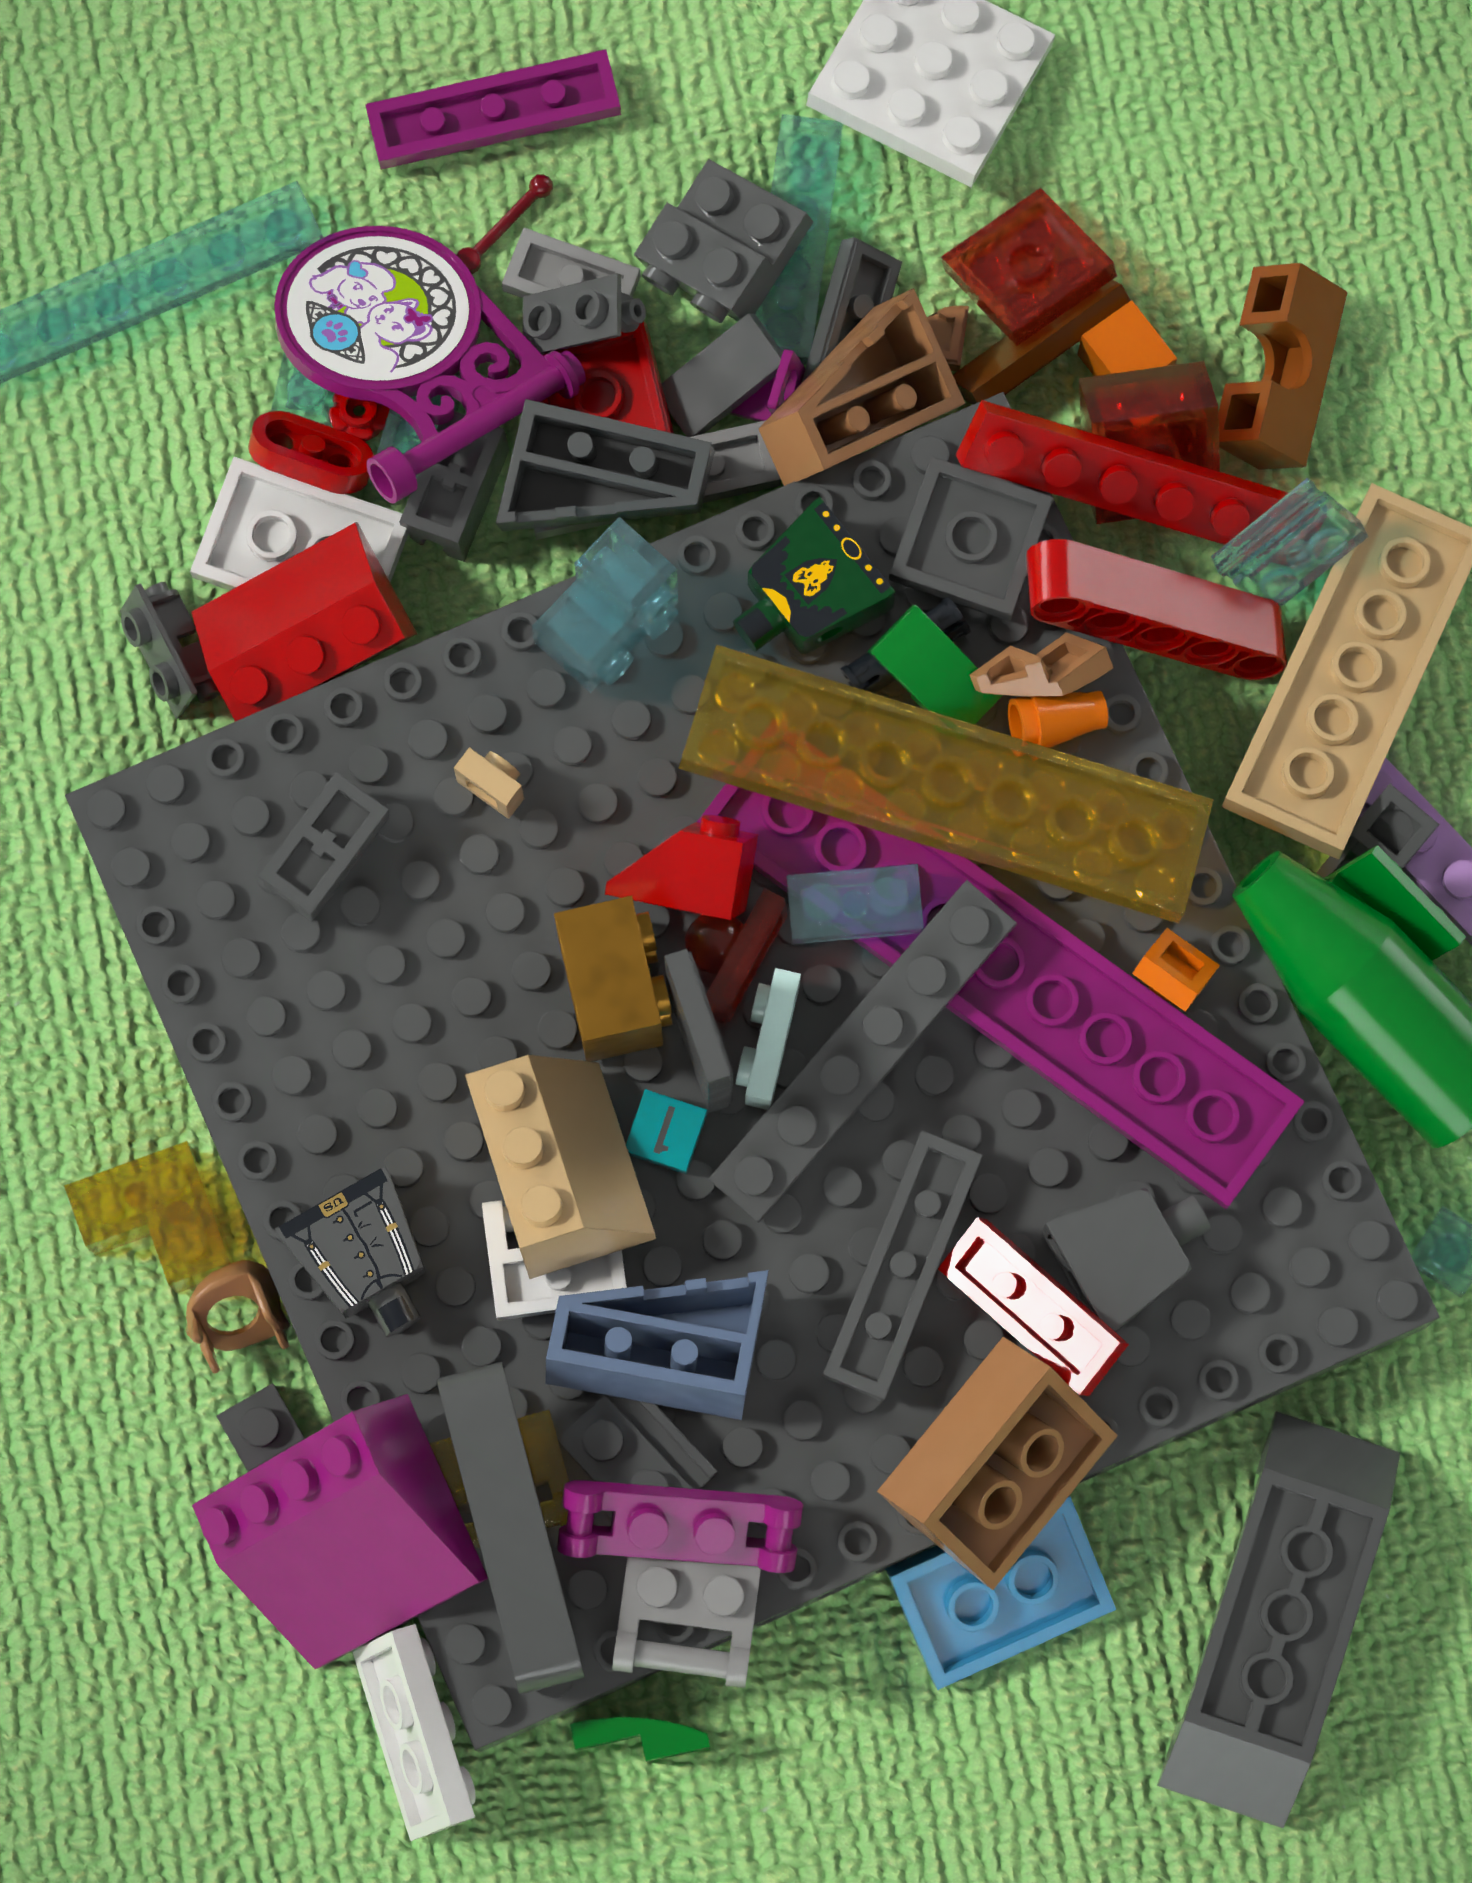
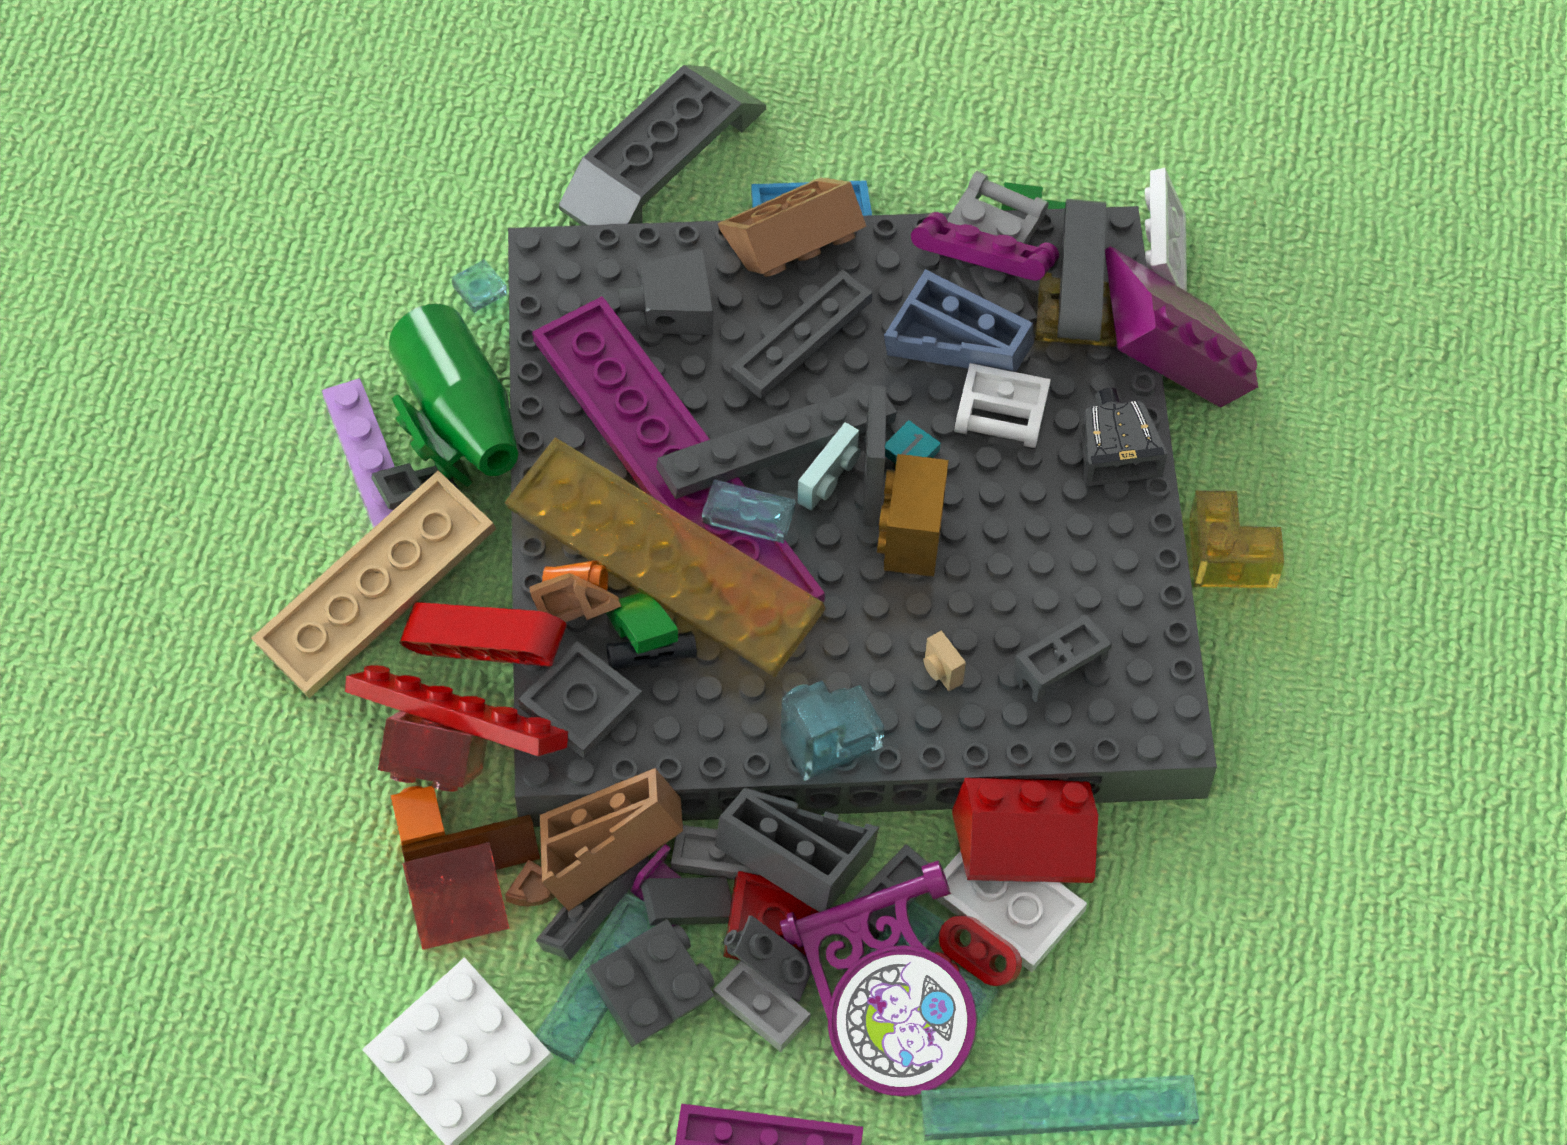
camera: 160 degrees left, 20 degrees down
(154, 623) = (1121, 883): dark grey hinge -> none
(236, 1279) = (1191, 481): medium nougat piece -> none
(260, 1427) = (1202, 428): dark grey plate -> none
(539, 187) = (824, 1053): dark red hinge -> none
(559, 1161) = (984, 434): tan slope -> none
(694, 870) = (843, 562): red slope -> none
(734, 950) = (830, 518): clear red tile -> none
(813, 585) = (693, 703): torso -> none
(1033, 1306) = (738, 280): plate -> none
(1175, 970) = (572, 421): orange plate -> none
(1290, 544) = (392, 656): clear light blue plate -> none
(1297, 324) = (303, 797): dark orange arch -> none

